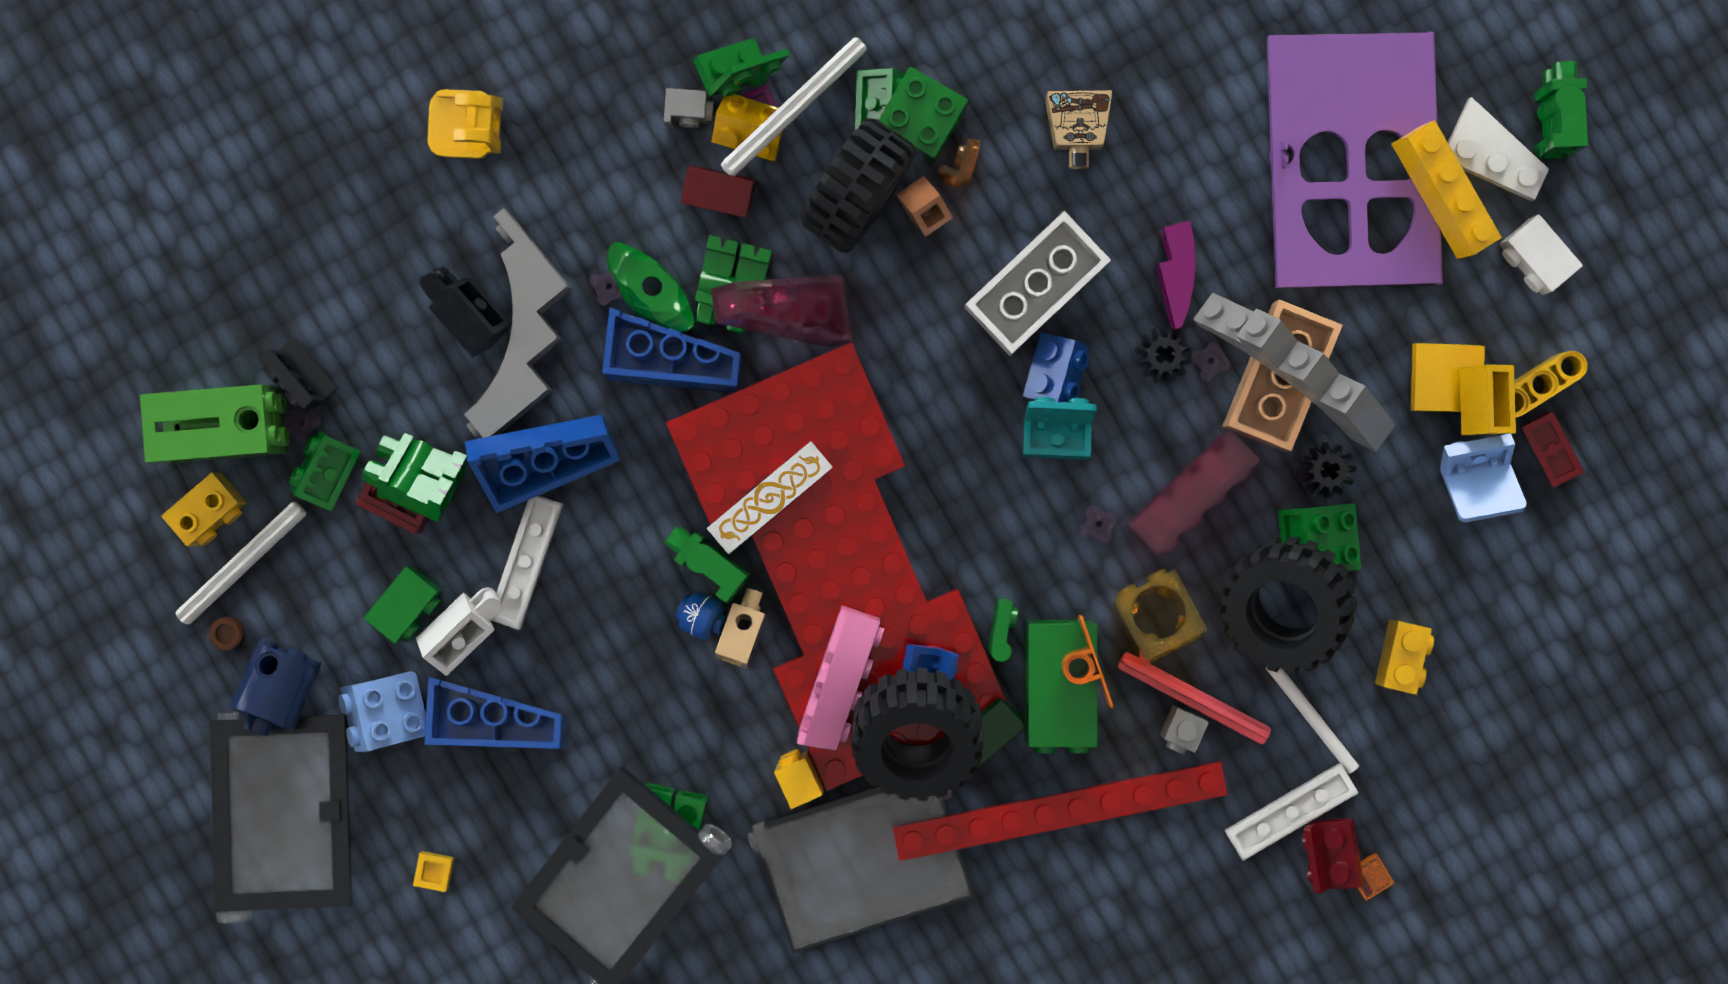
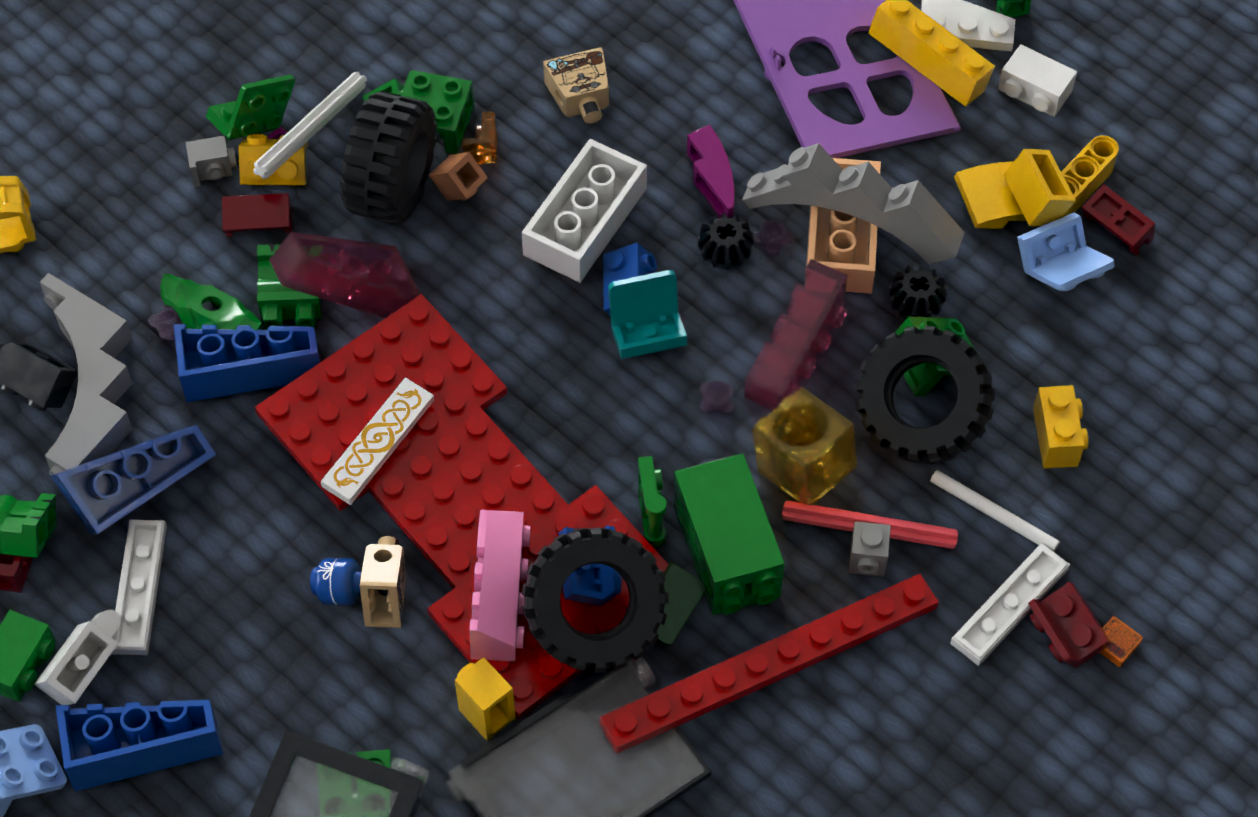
camera: 20 degrees left, 30 degrees down
(709, 561) = (331, 521): green hips -> none
(1093, 669) = (743, 473): orange piece -> none

